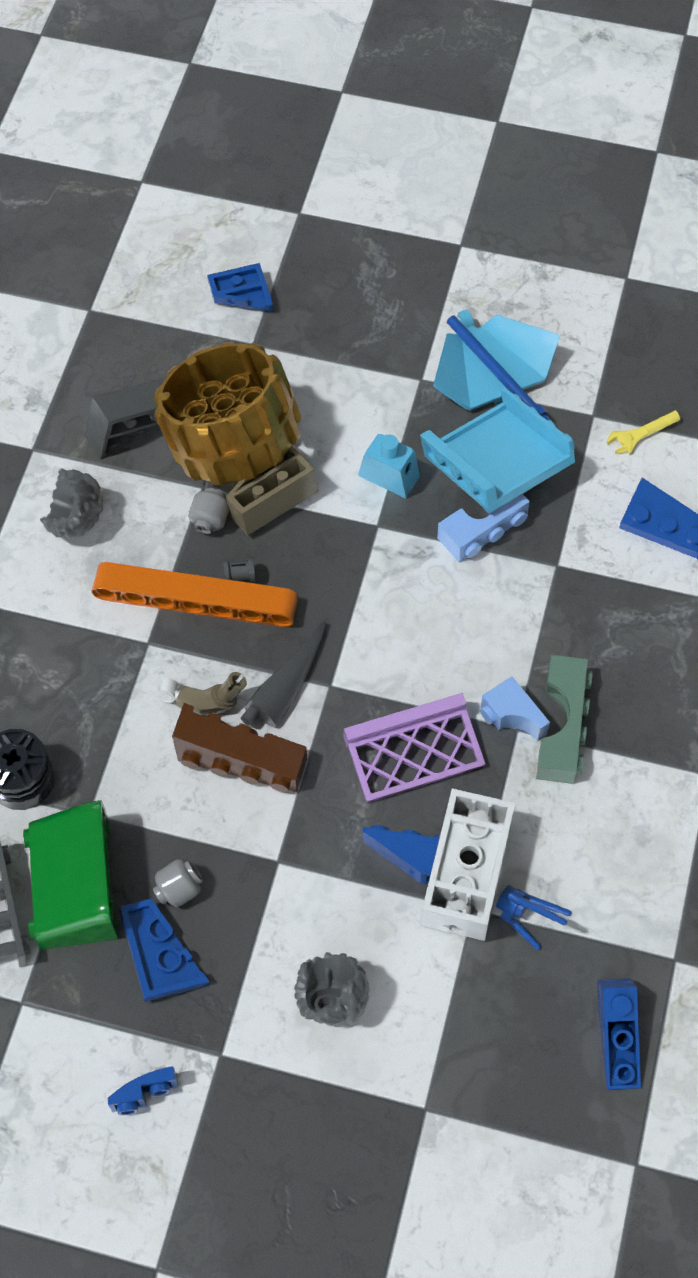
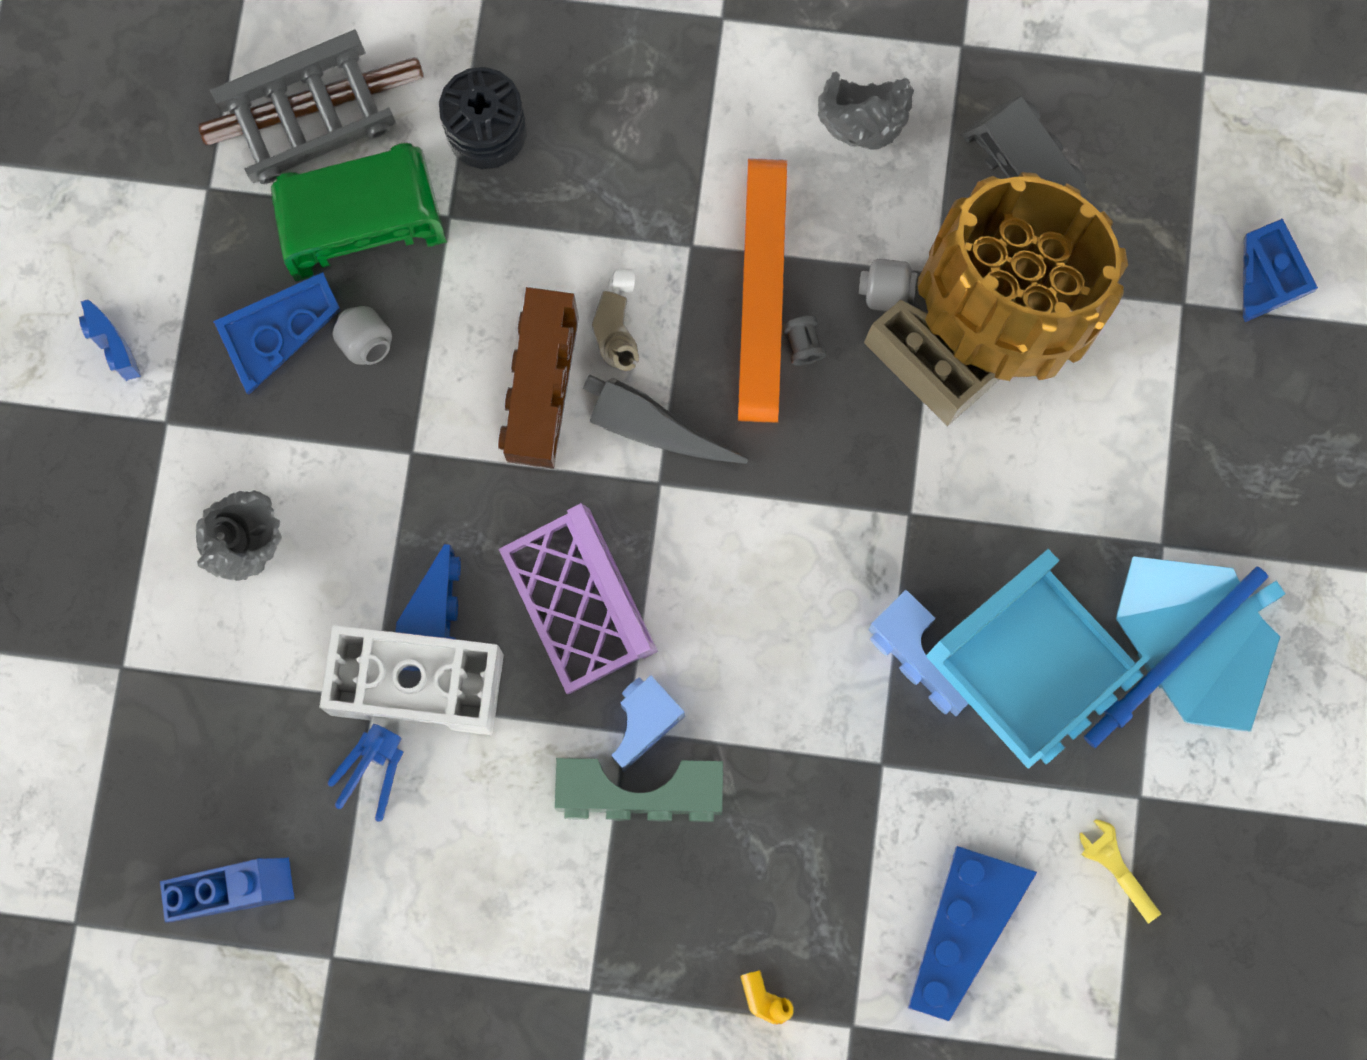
camera: 85 degrees right, 15 degrees up
(390, 465) = (995, 516): medium azure torso -> none

